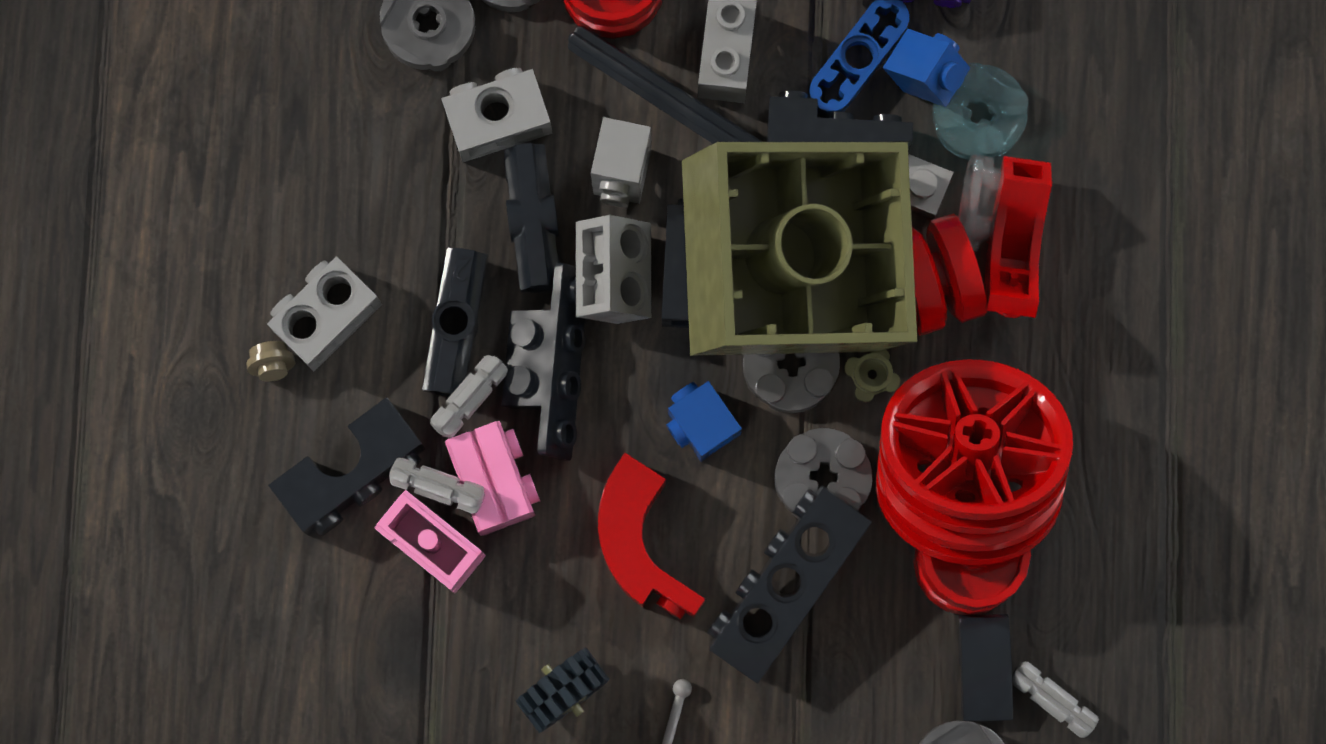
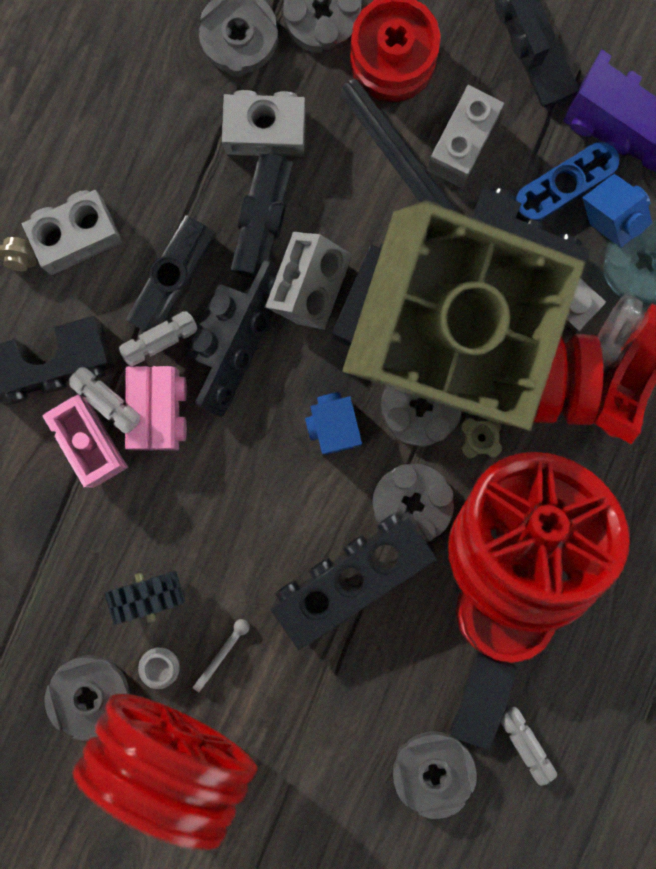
camera: 25 degrees right, 5 degrees up
(621, 162) = (346, 196): light grey brick -> none
(621, 518) = (235, 499): red arch -> none

